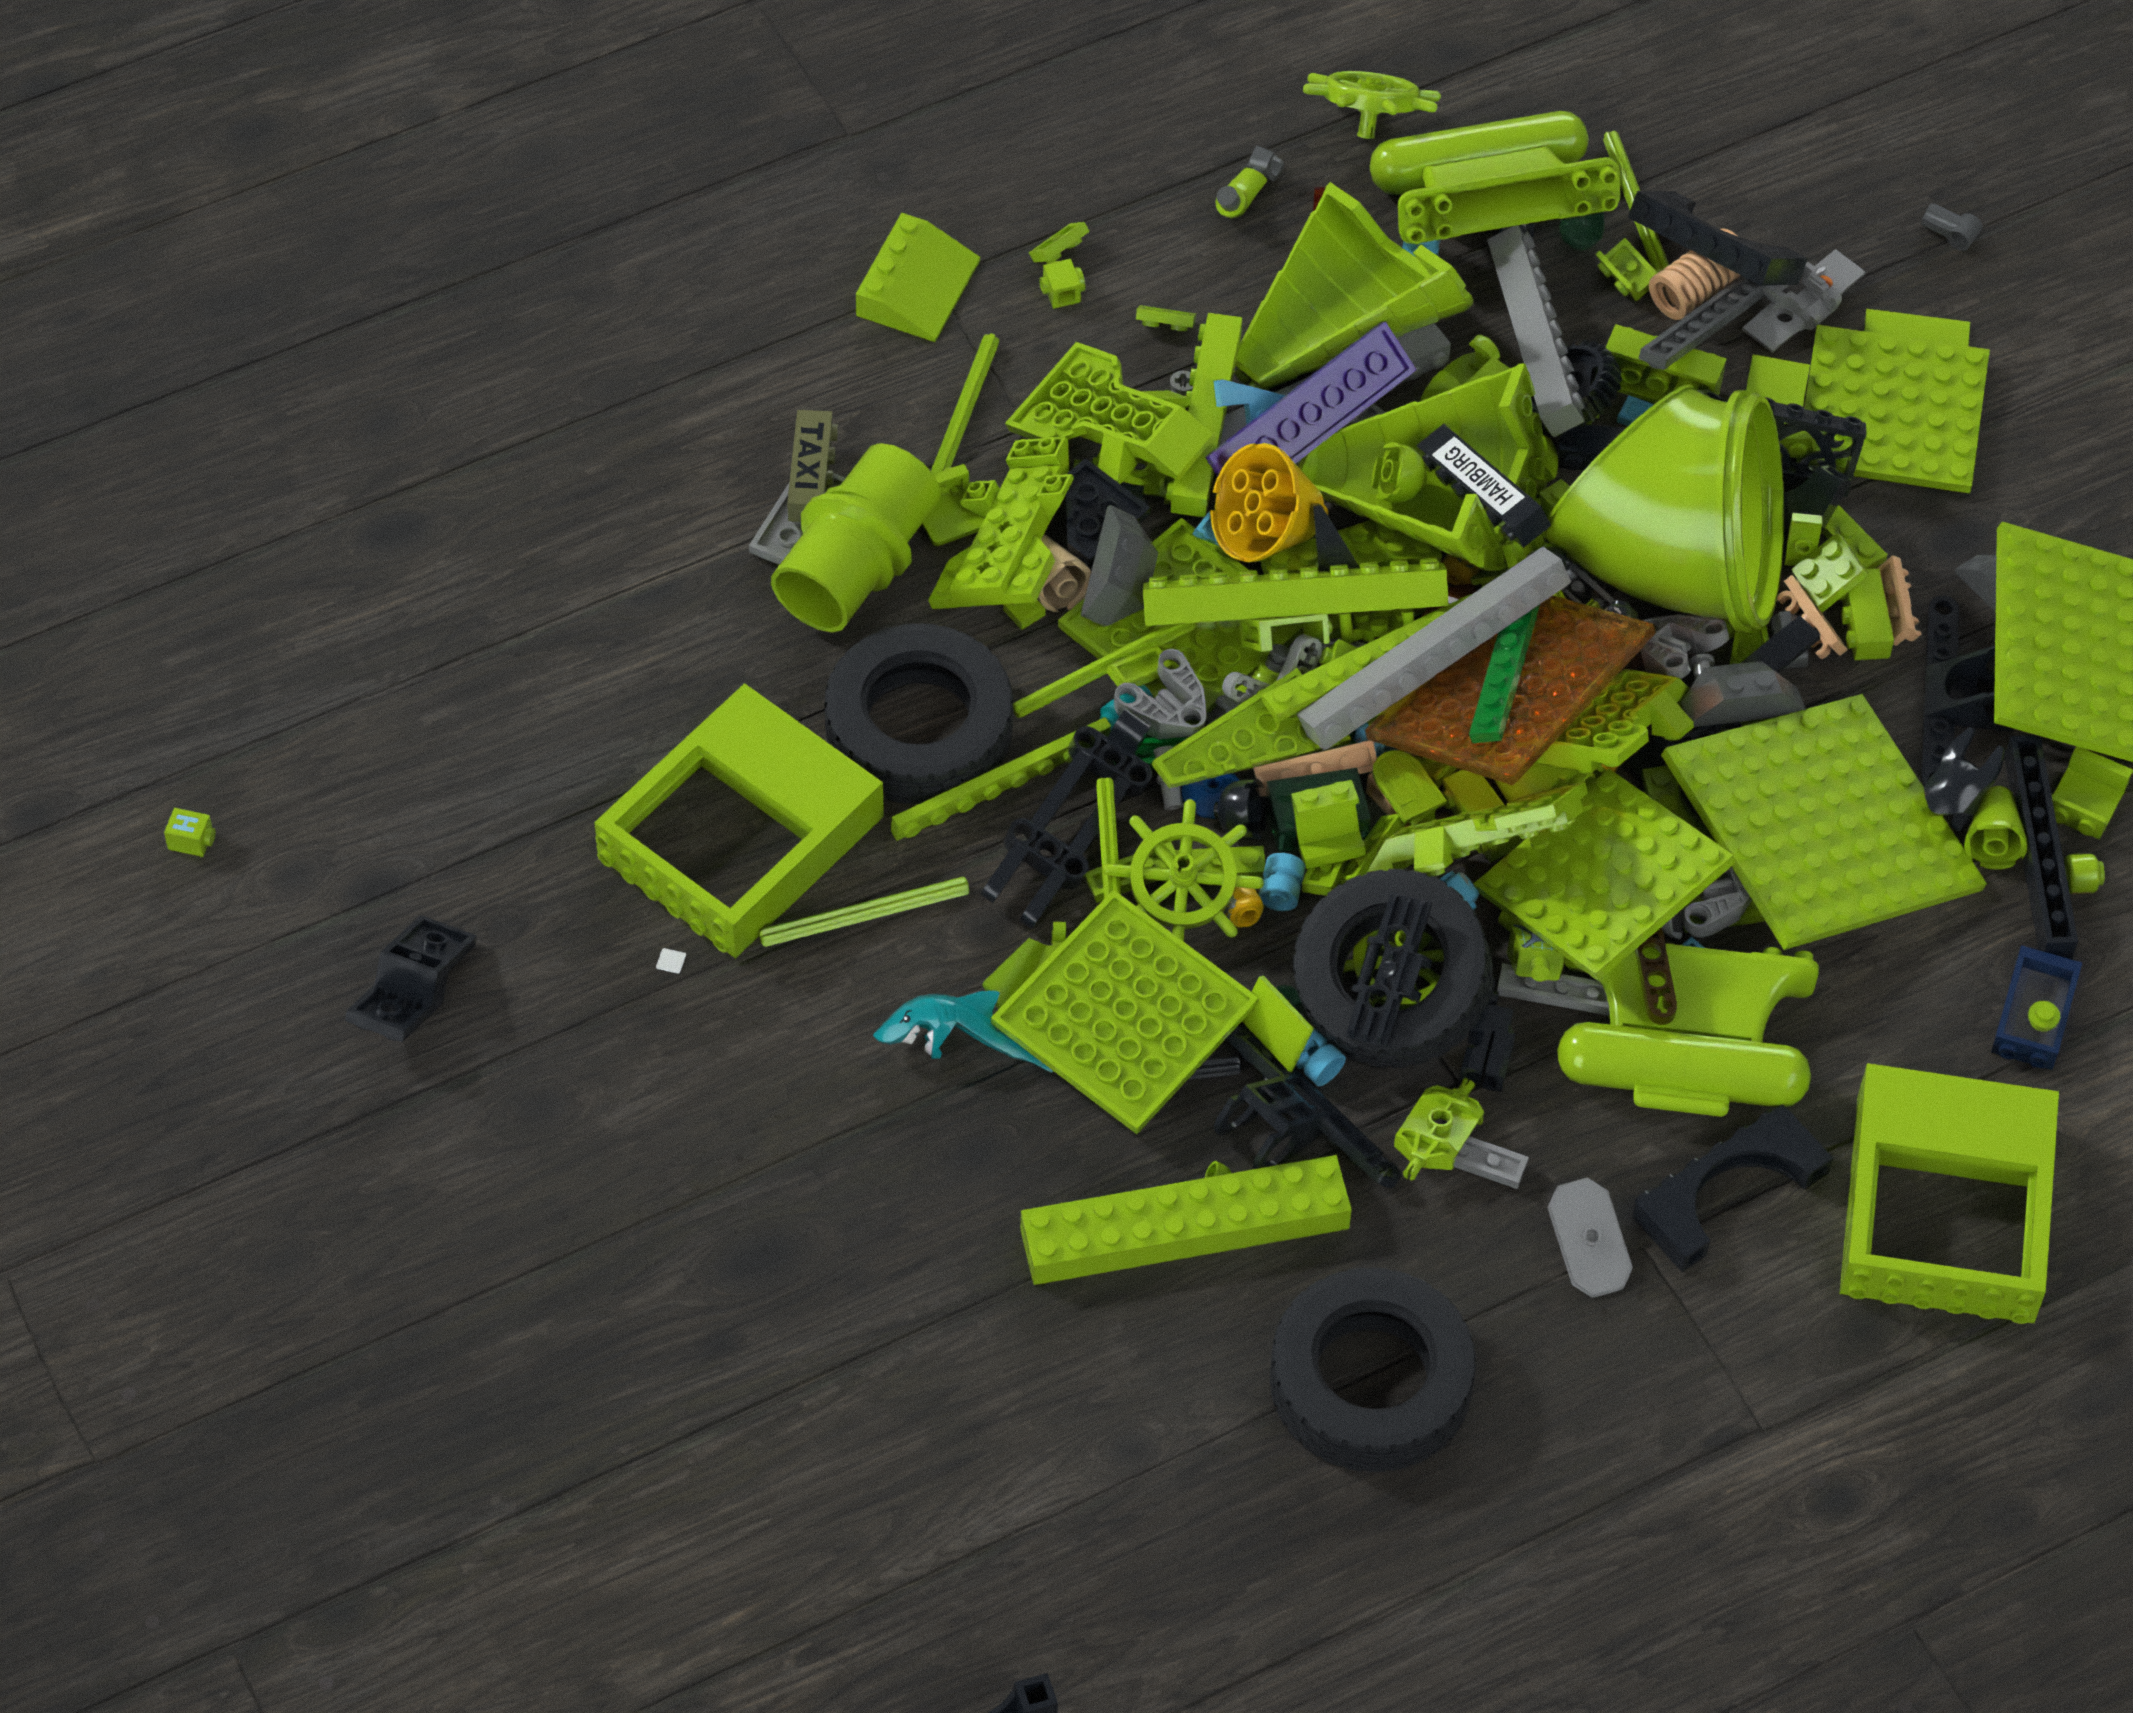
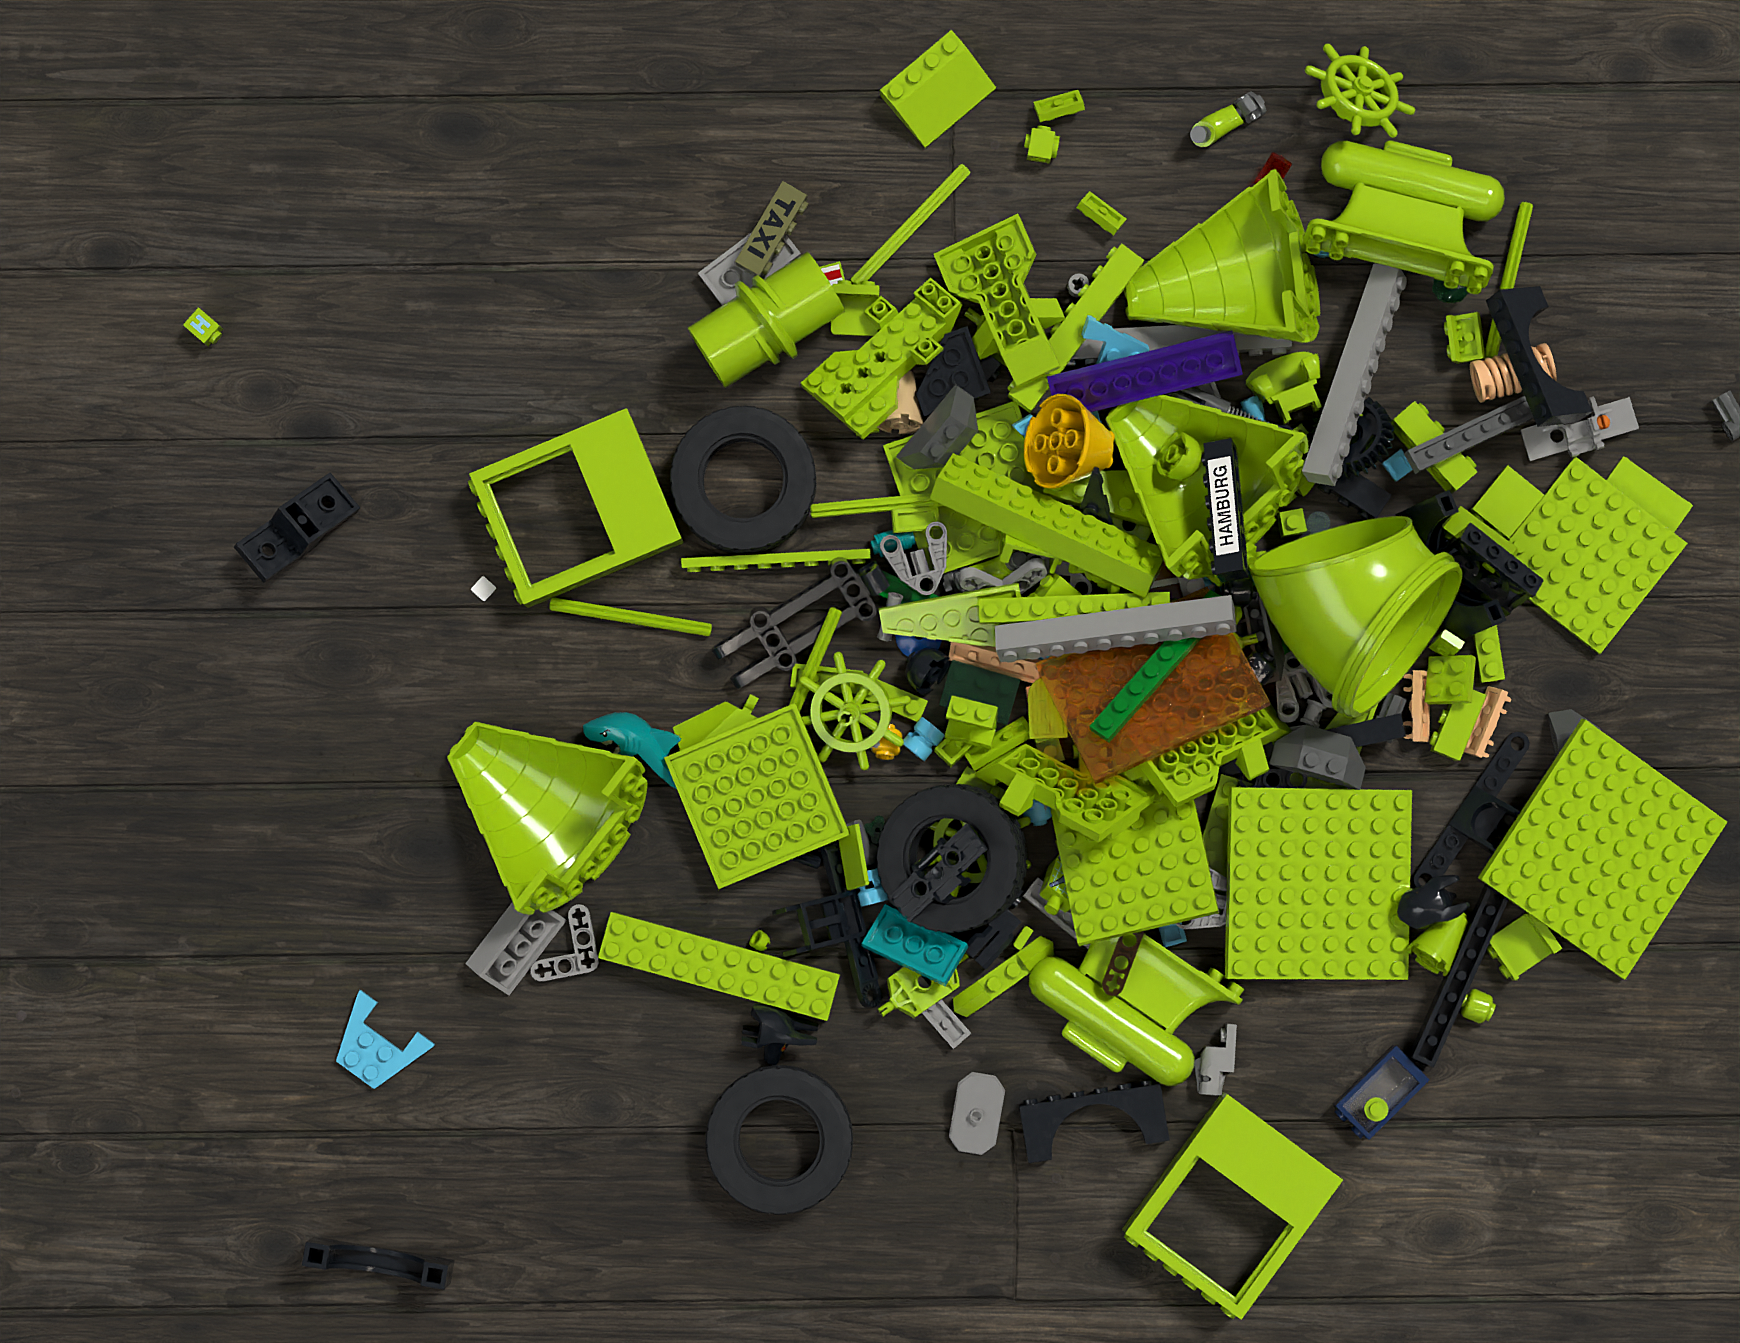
camera: 30 degrees right, 30 degrees up
(806, 1517) = (369, 1053): none -> medium azure wing
(885, 1118) = (547, 809): none -> lime cone
(921, 1305) = (514, 946): none -> light grey slope
(1004, 1294) = (575, 958): none -> light grey beam
(1295, 1253) = (776, 1032): none -> black piece
(1405, 1087) = (914, 947): none -> teal plate
(1524, 1033) = (1022, 937): none -> lime tile
(1526, 1087) = (1002, 976): none -> lime brick
(1832, 1059) = (1215, 1061): none -> light grey plate

